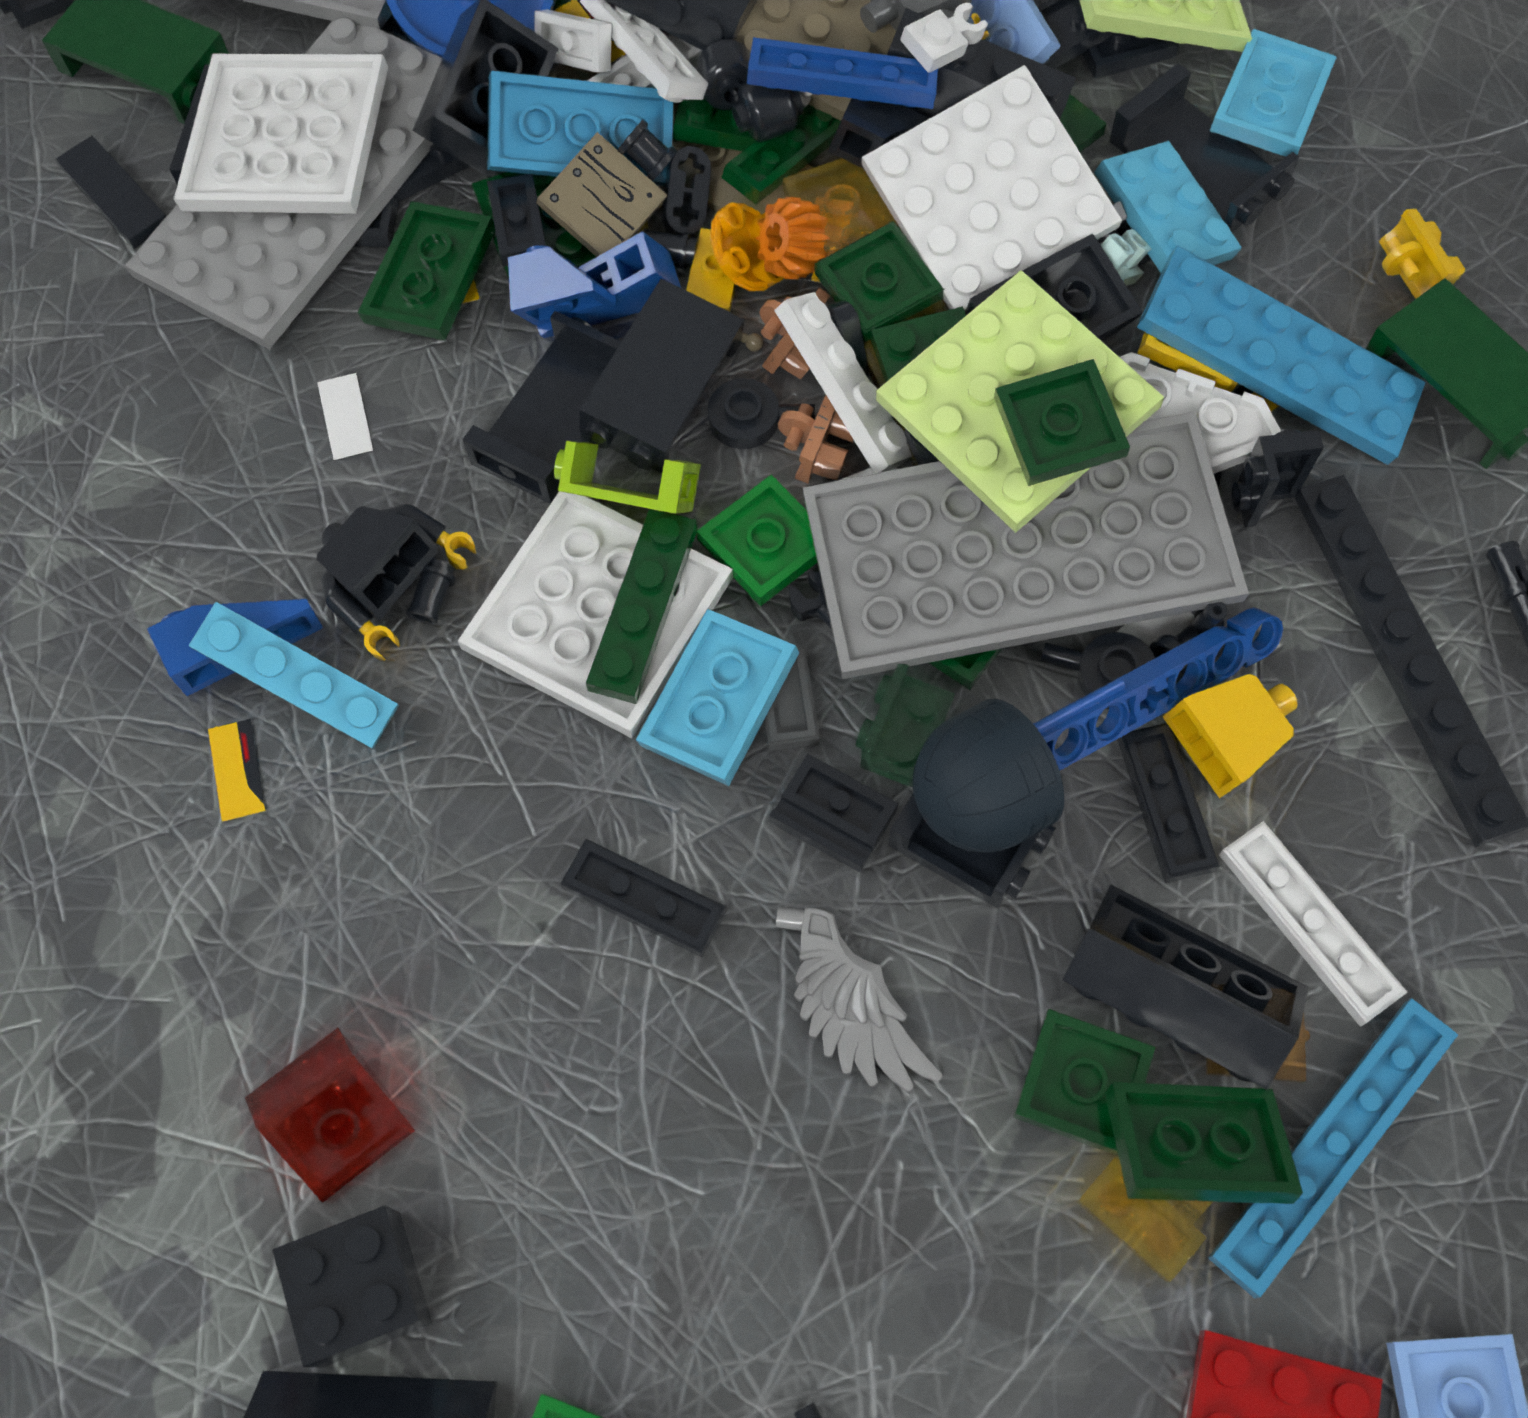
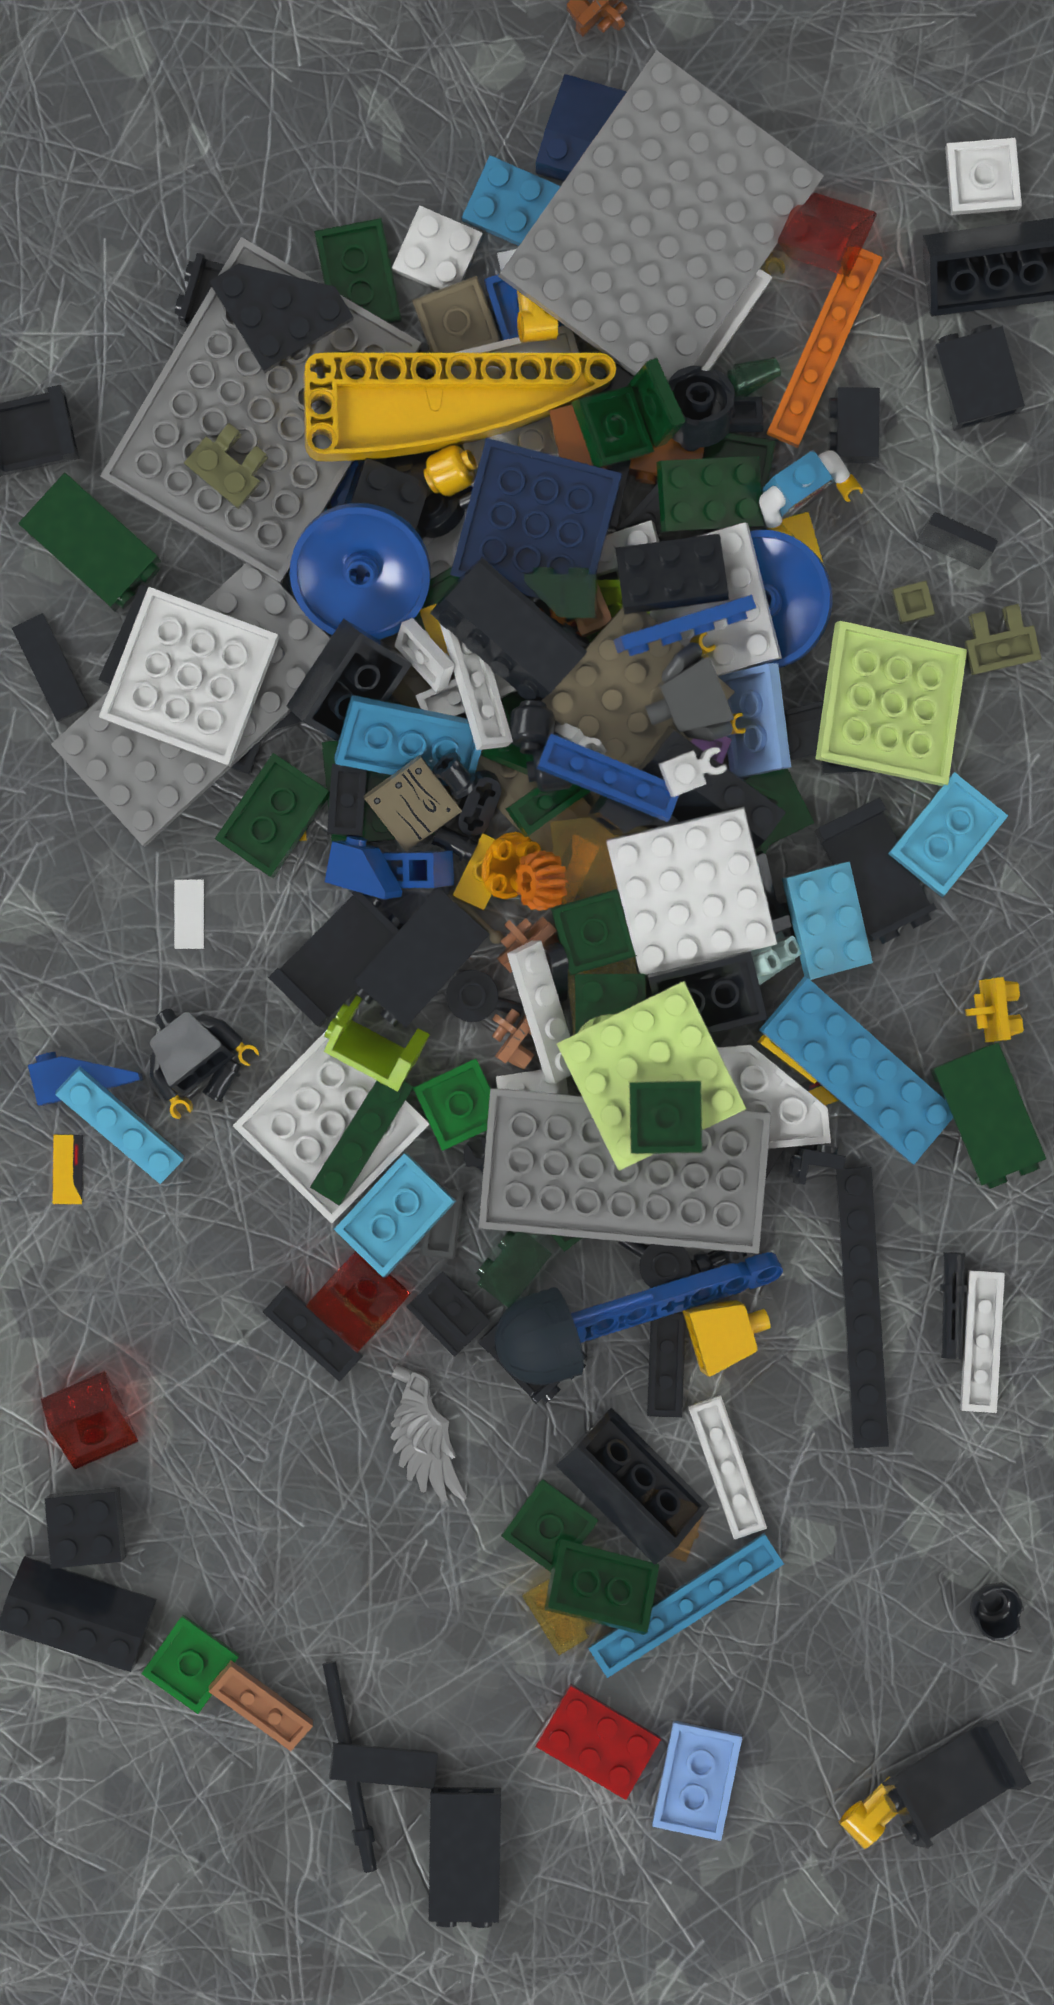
camera: 15 degrees right, 20 degrees up
(694, 828) = (357, 1301): none -> clear red slope

